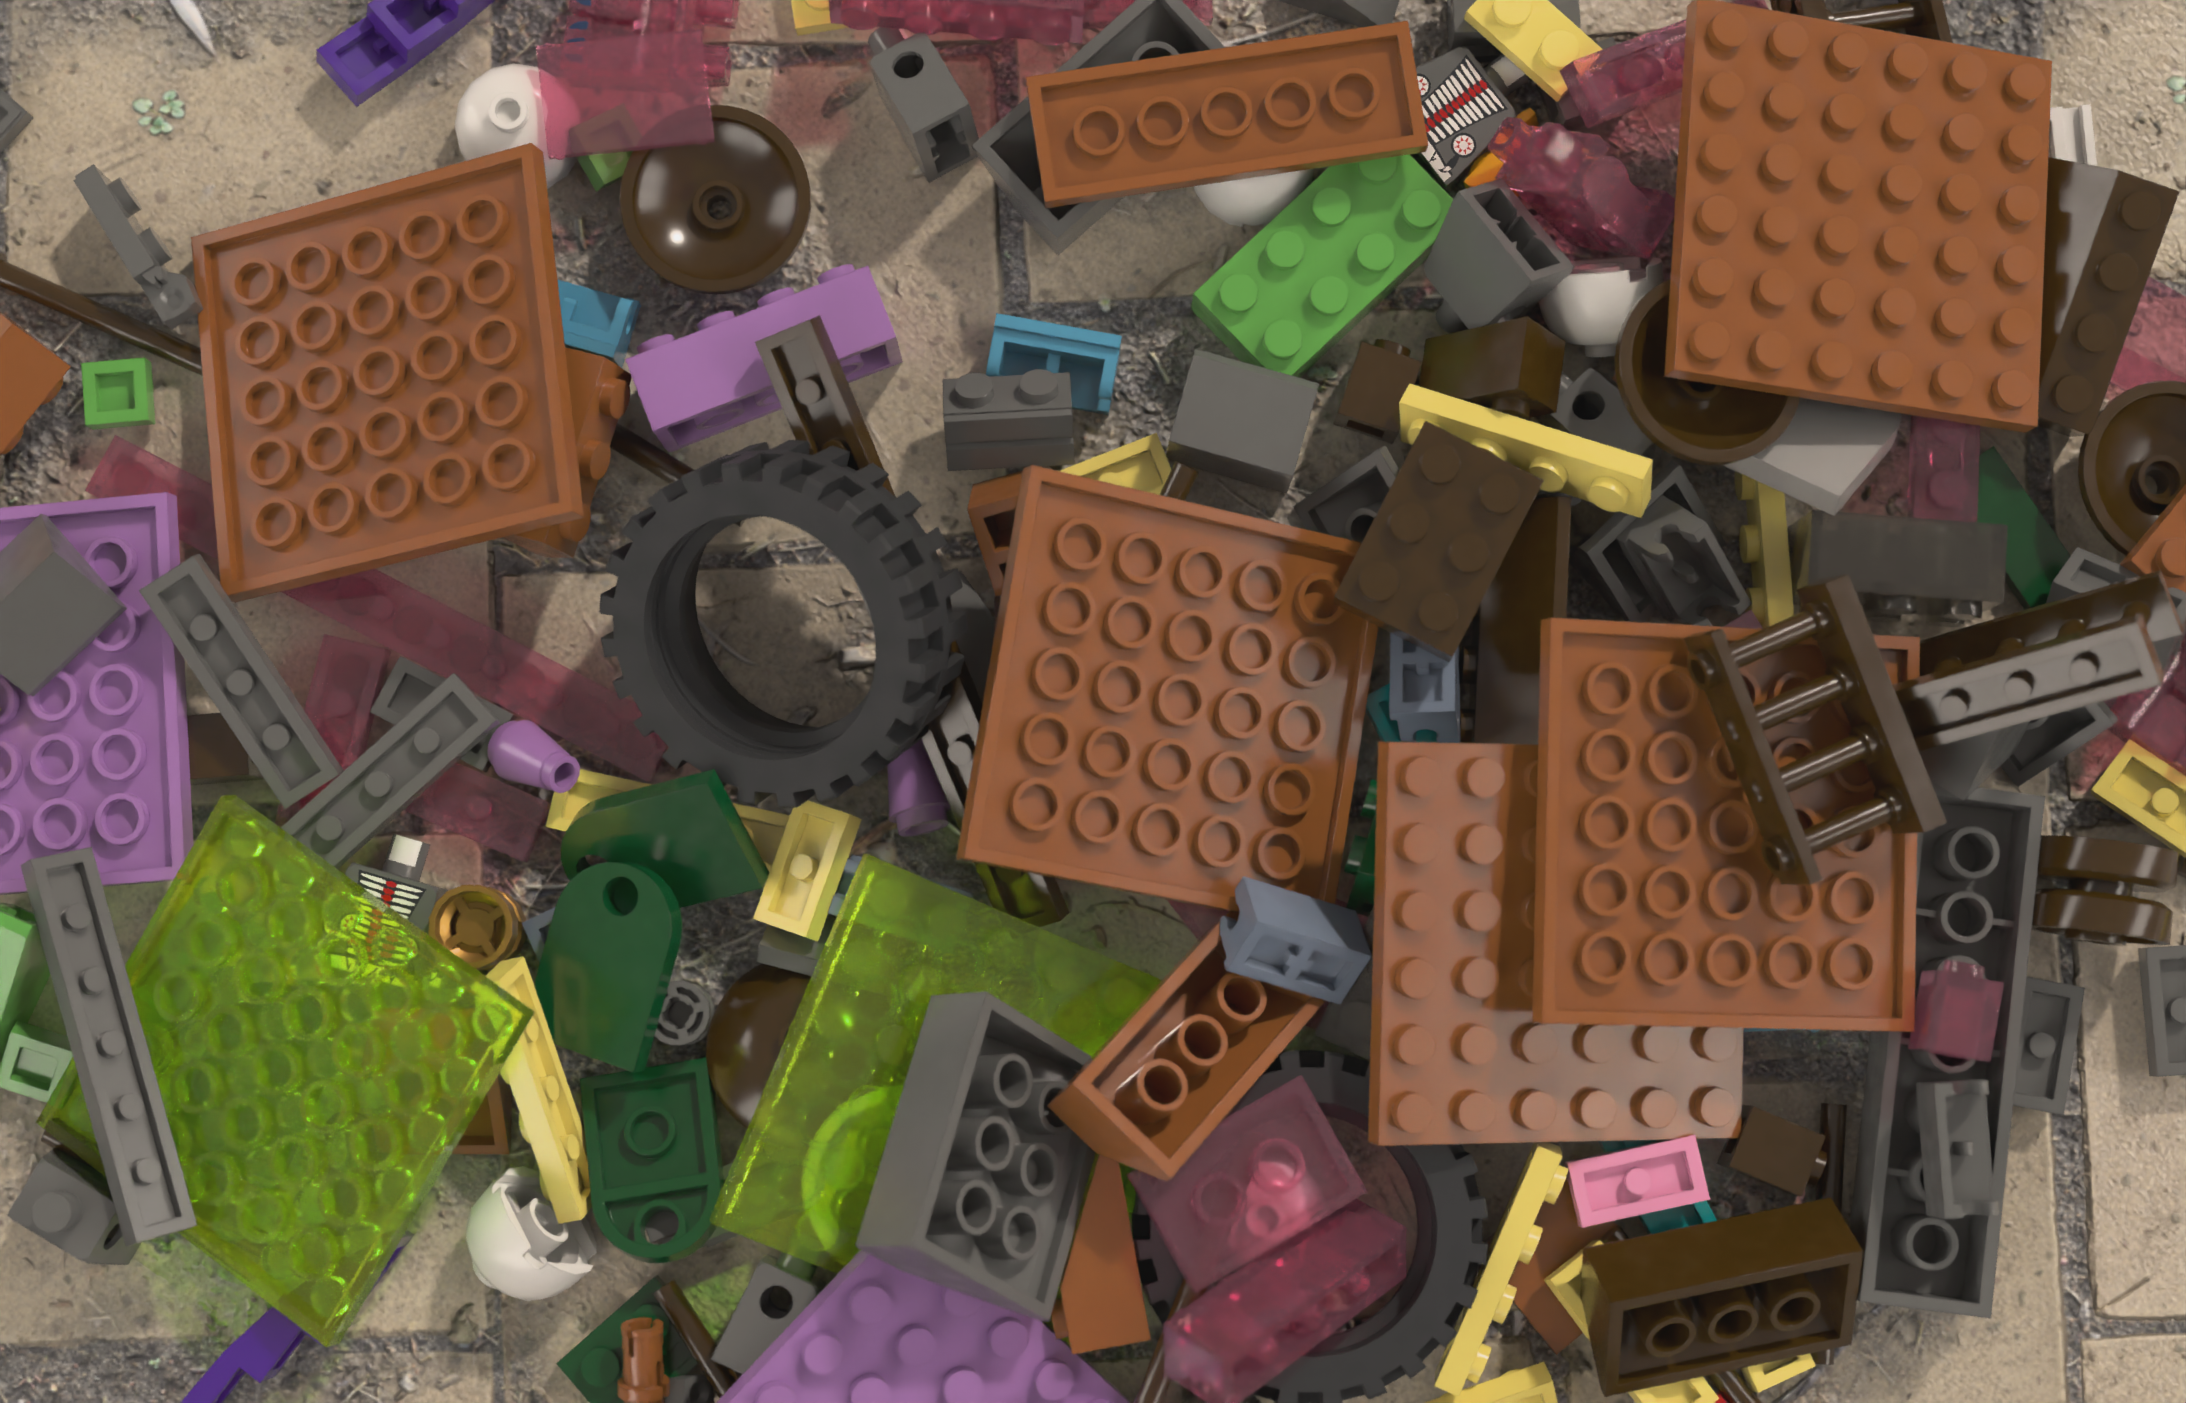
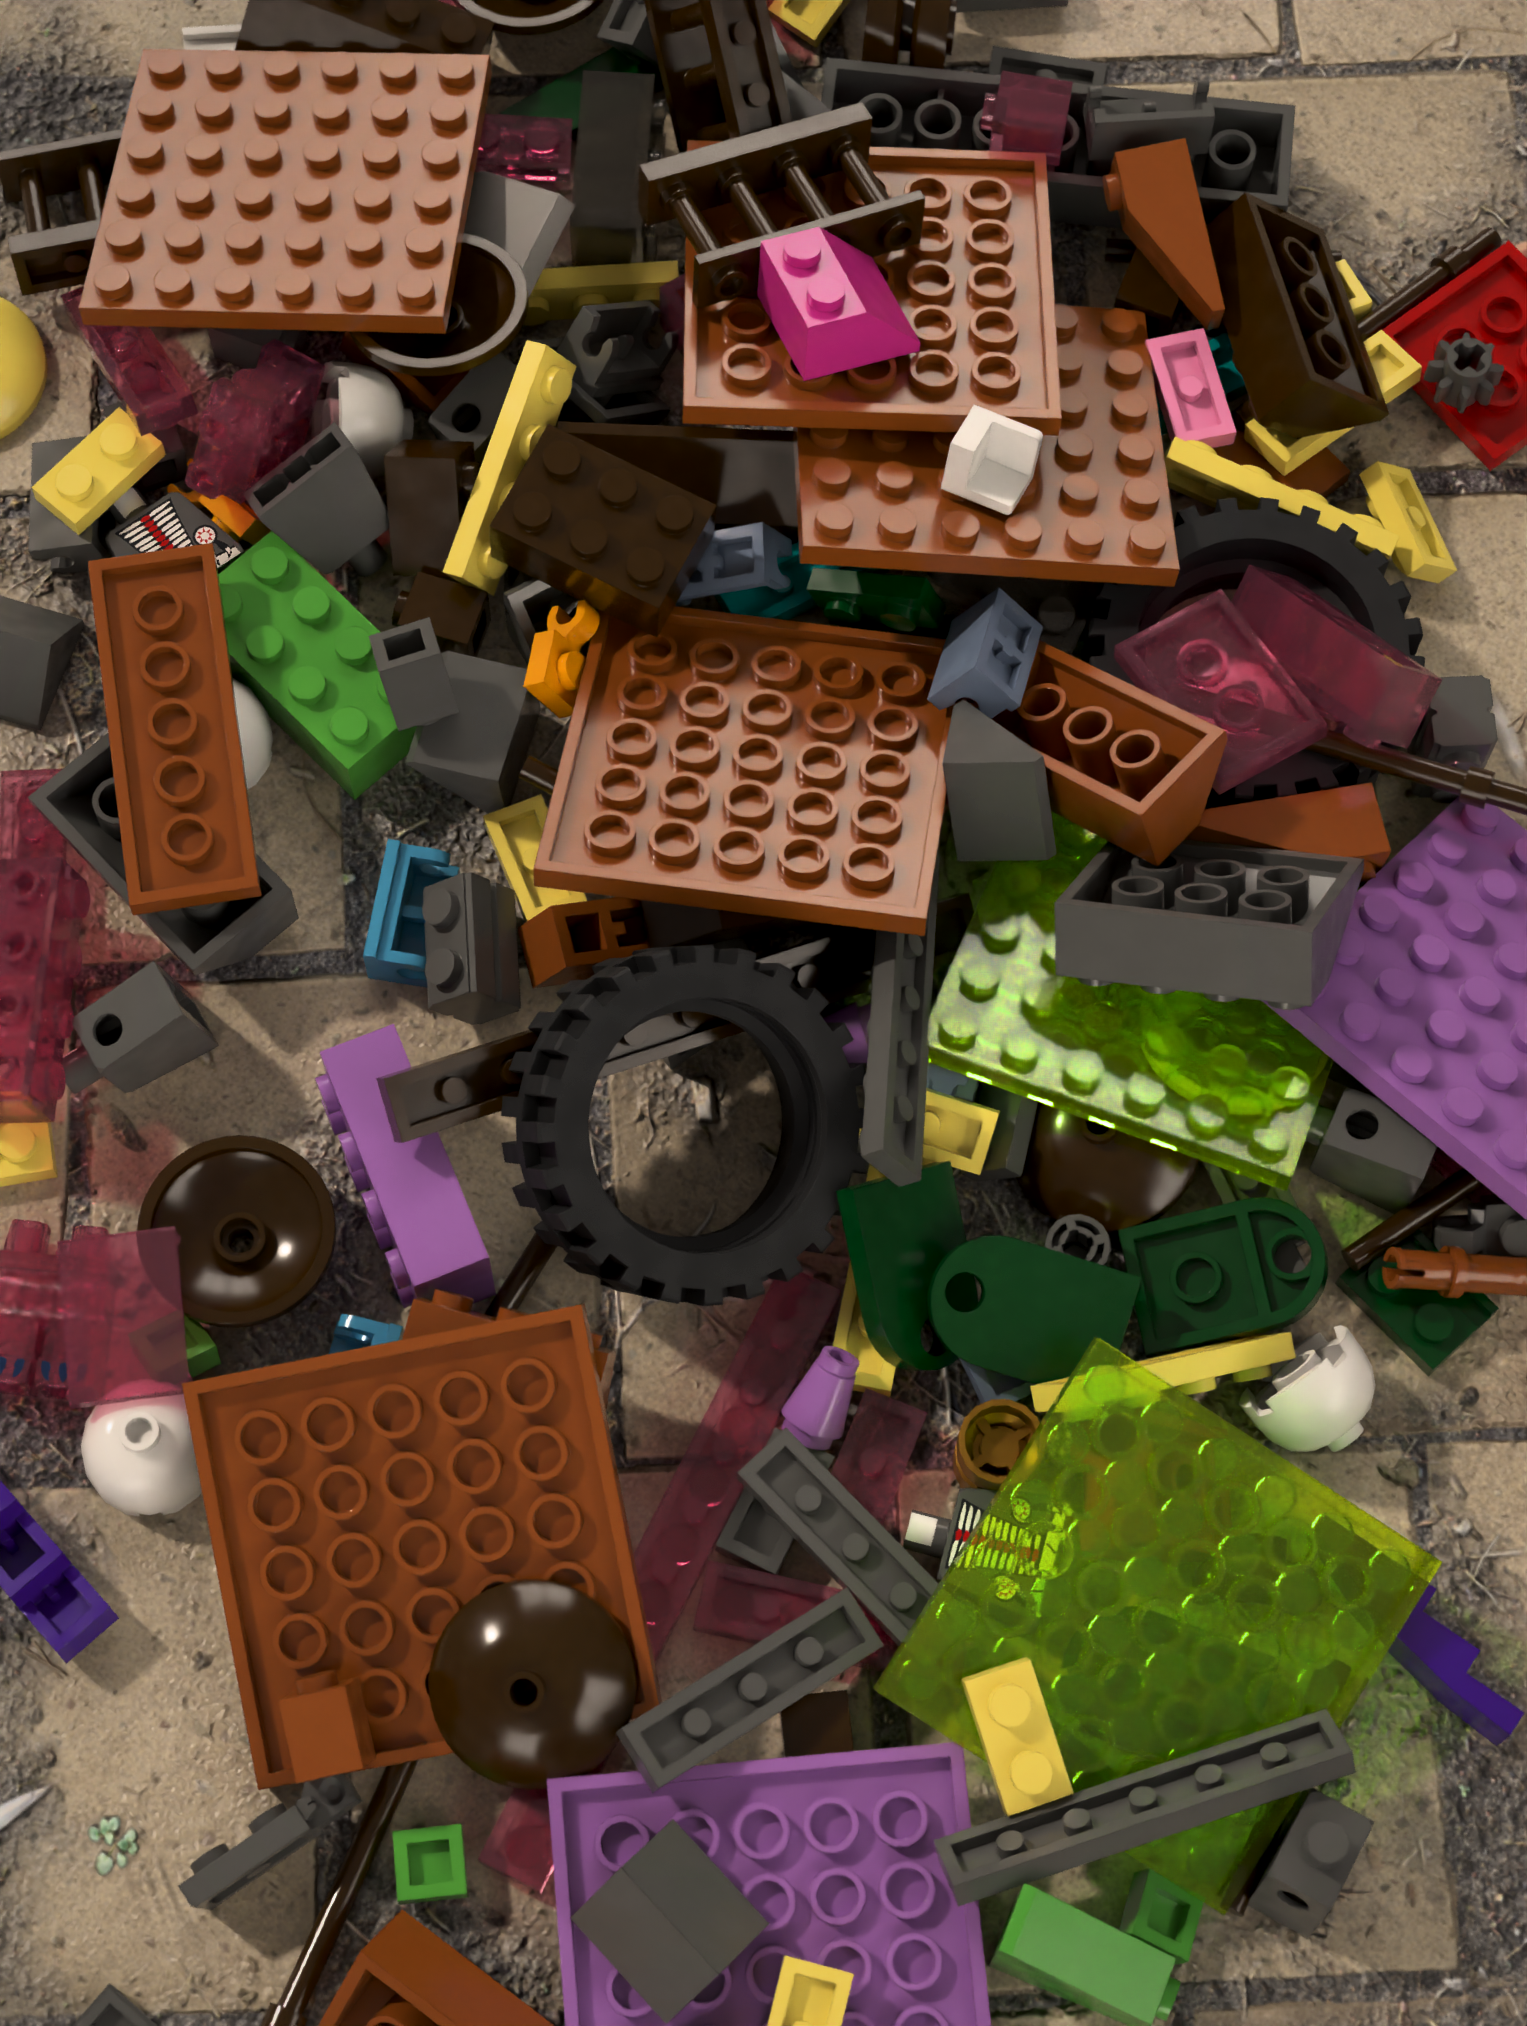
camera: 90 degrees left, 15 degrees down
(177, 927) = (1017, 1736): none -> light yellow plate
(220, 291) = (326, 1726): none -> dark orange brick
(278, 485) = (561, 1645): none -> dark brown dish
(851, 834) = (898, 1050): none -> dark grey plate
(1142, 937) = (995, 791): none -> dark grey slope
(1271, 349) = (414, 674): none -> dark grey brick
(1309, 502) = (556, 658): none -> light orange plate
(1492, 946) = (991, 460): none -> white panel
(1679, 783) = (830, 304): none -> dark pink slope
(1837, 1159) = (1165, 220): none -> dark orange slope

